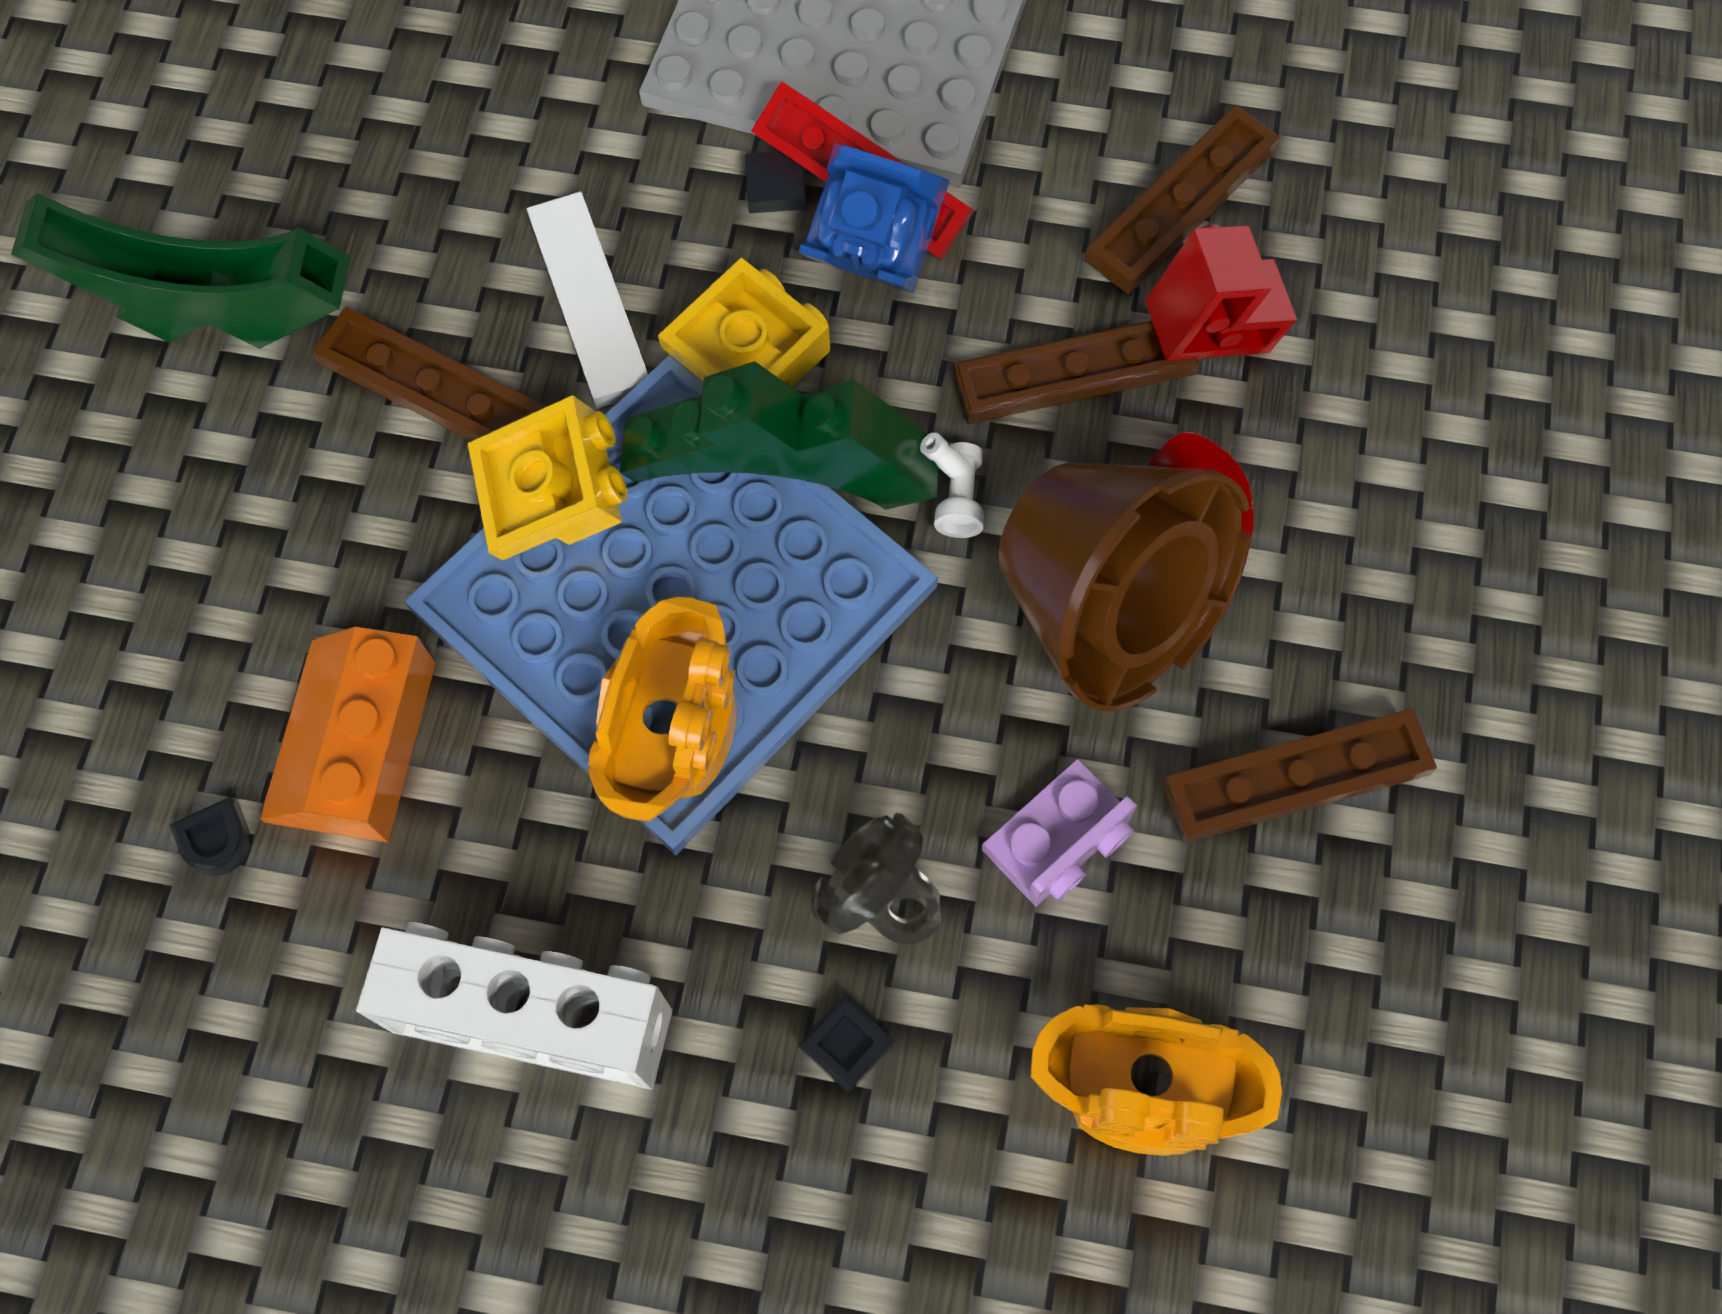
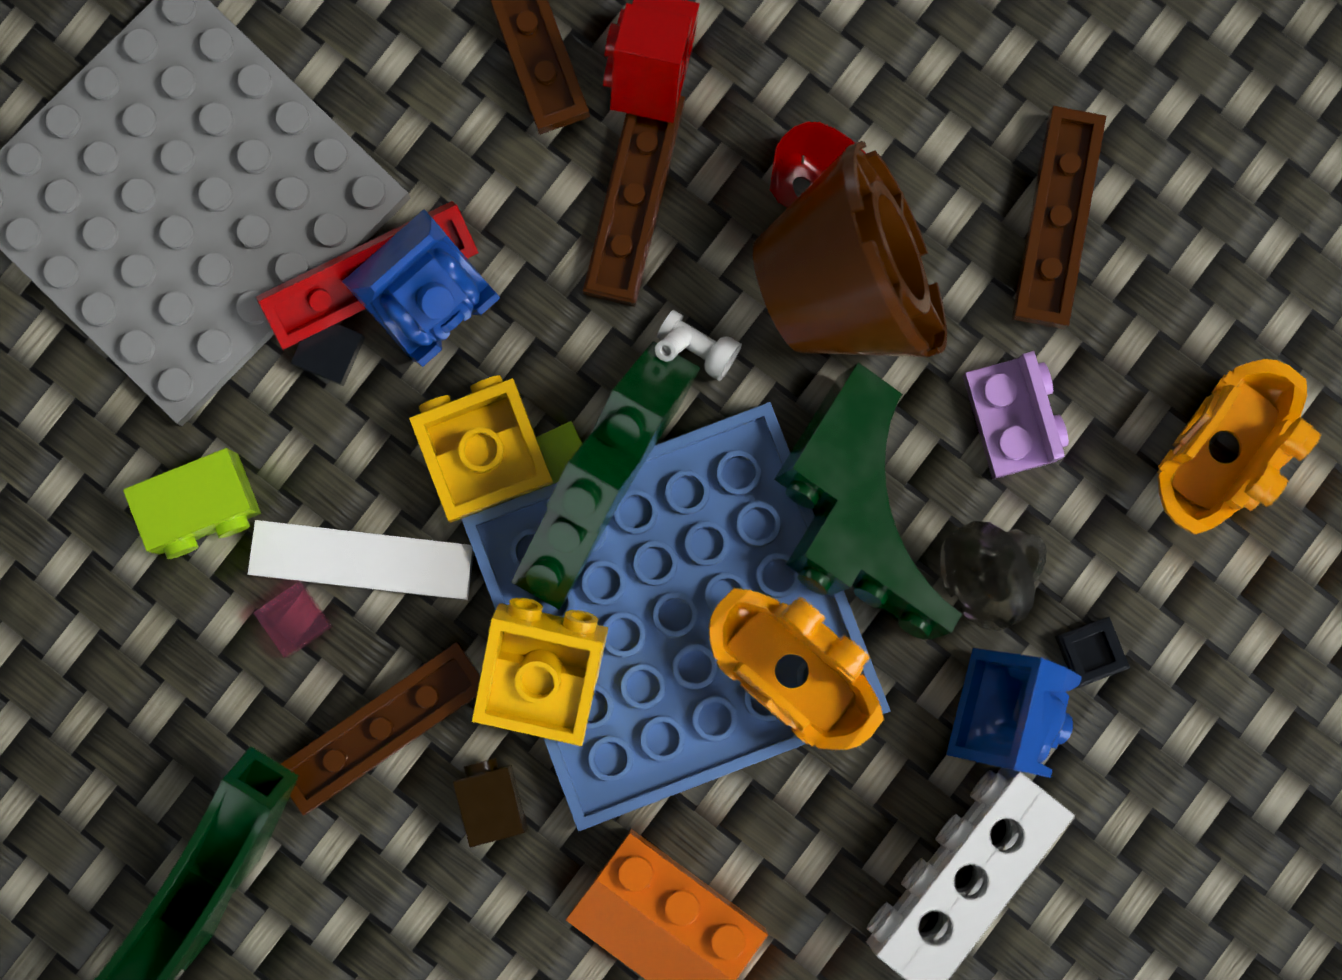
camera: 65 degrees left, 15 degrees up
(398, 509) = (489, 803): none -> dark brown brick
(502, 267) = (293, 619): none -> clear pink tile
(571, 133) = (192, 504): none -> lime brick
(730, 977) = (1012, 711): none -> blue brick
(836, 710) = (854, 535): none -> dark green arch

